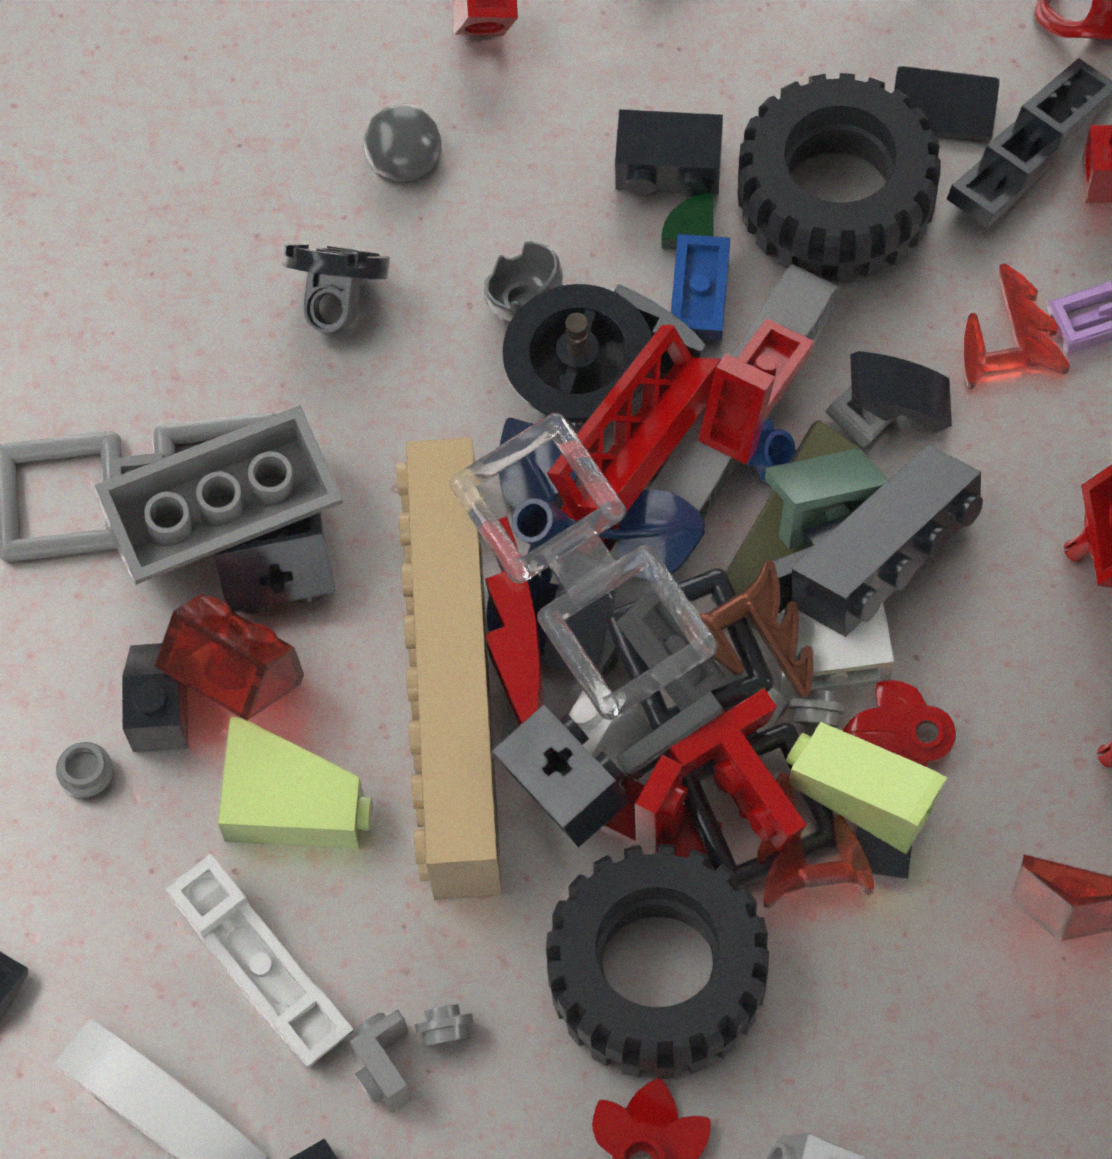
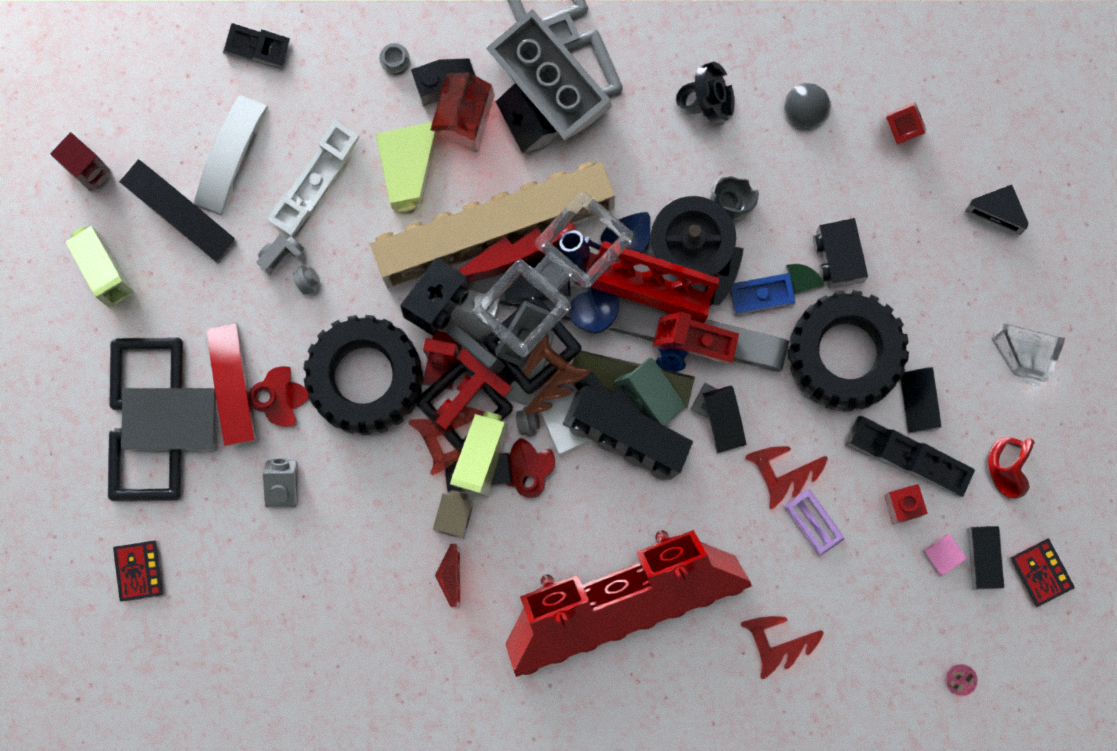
camera: 75 degrees right, 15 degrees up
(954, 875) = (453, 514): none -> dark tan brick

